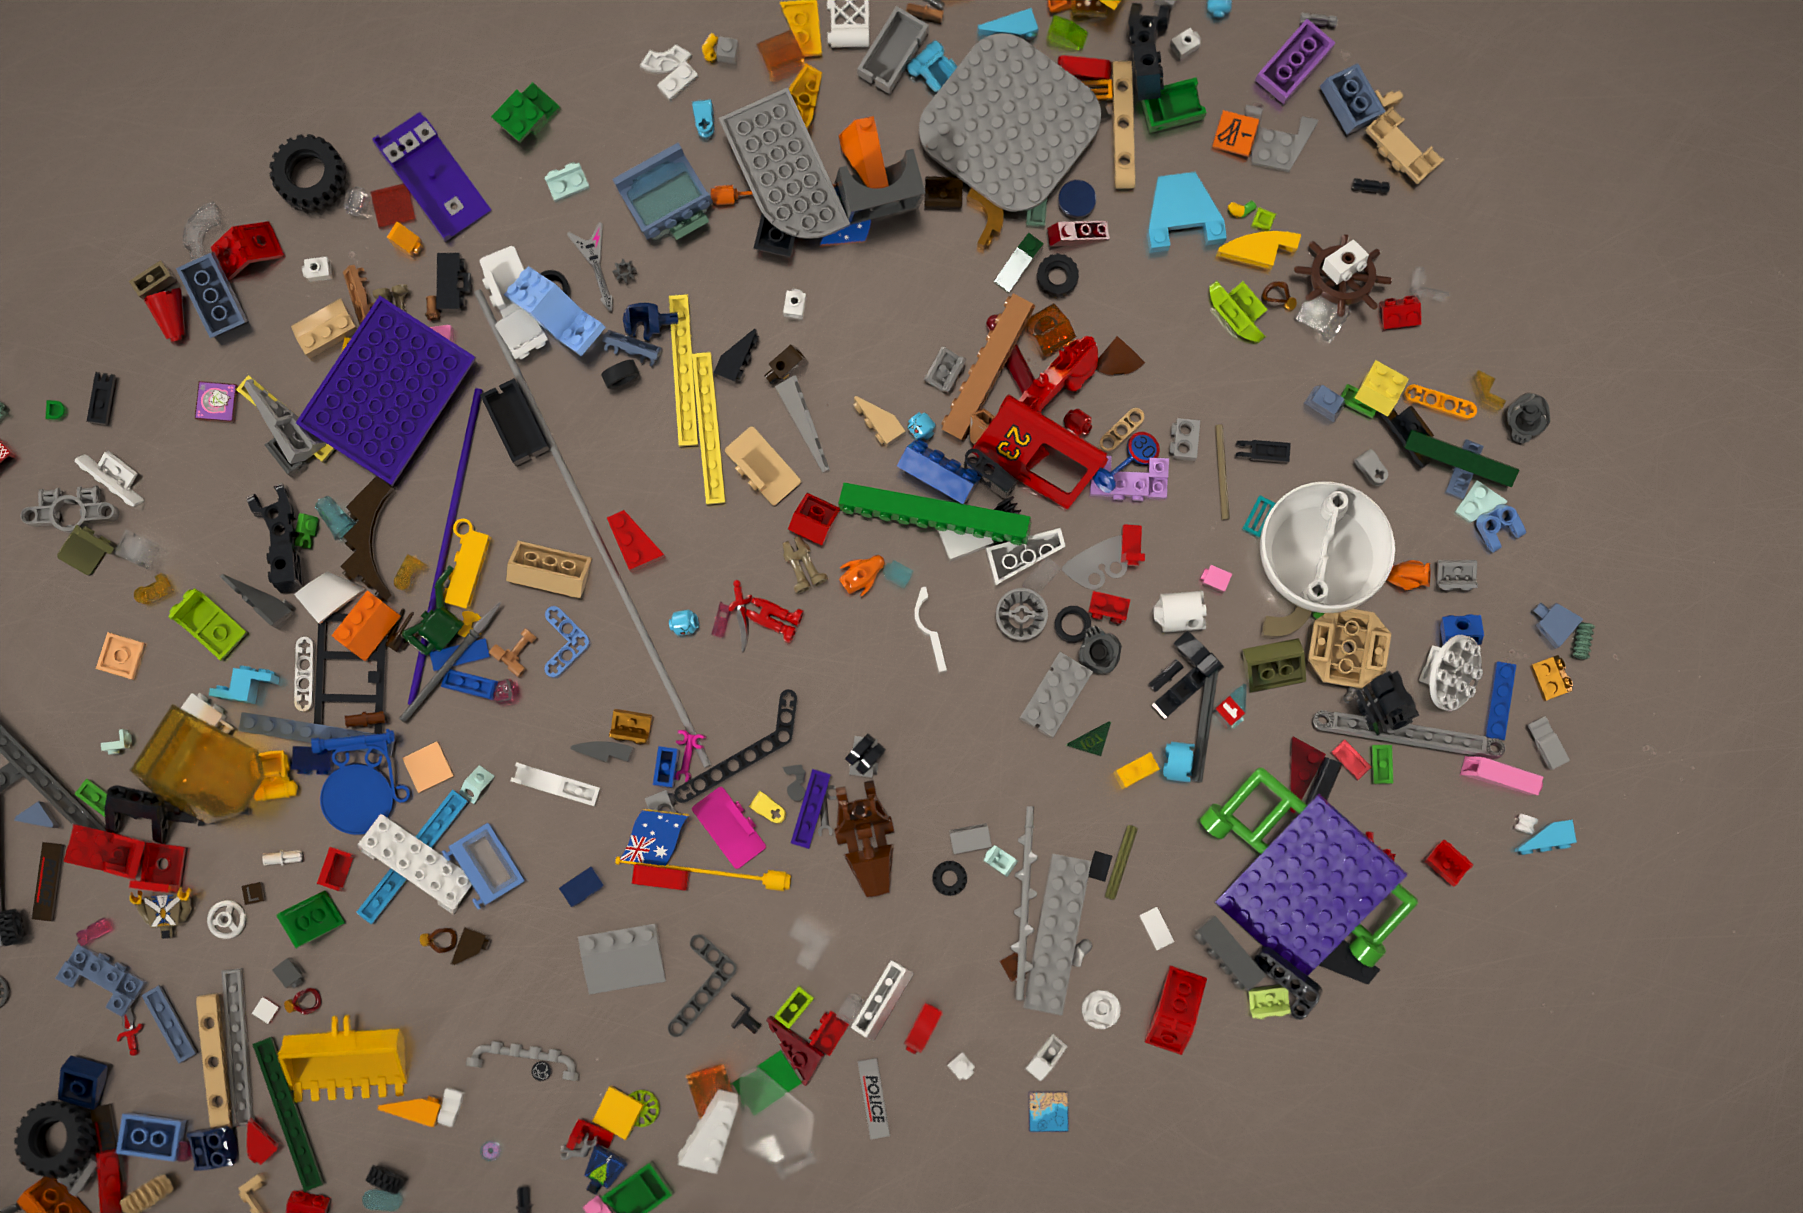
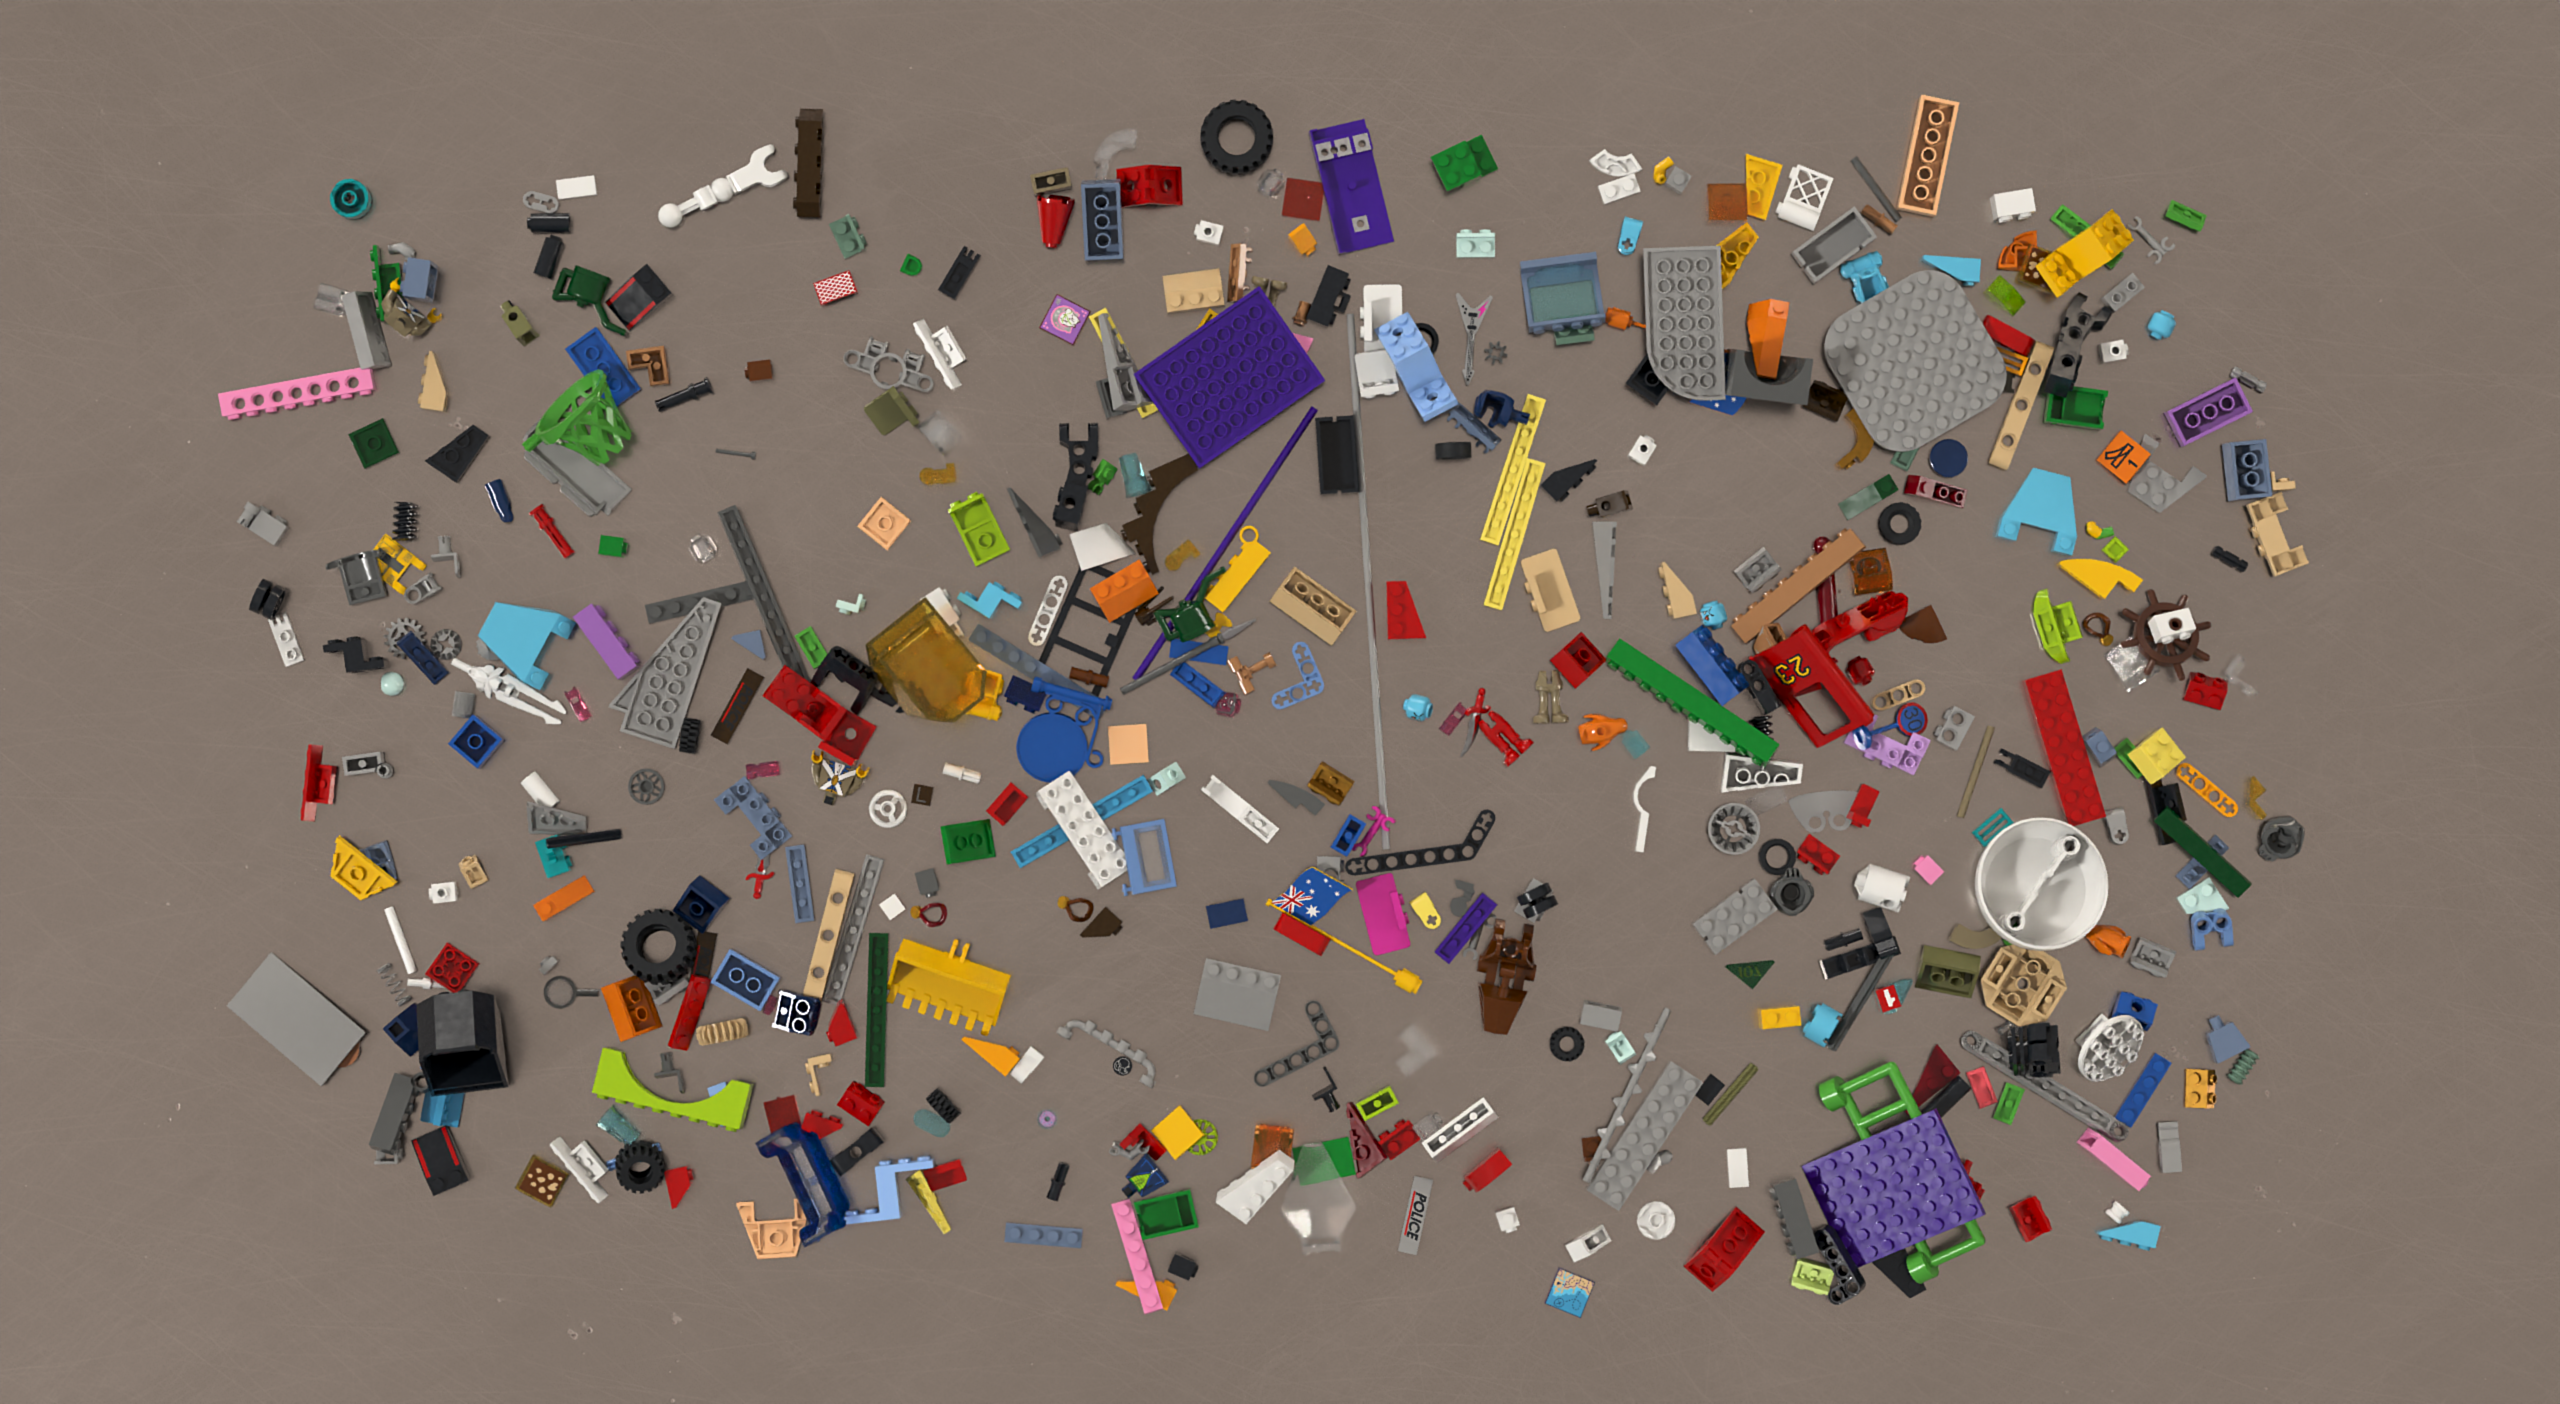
camera: 15 degrees right, 5 degrees up
(1293, 416) = (2064, 748): none -> red brick

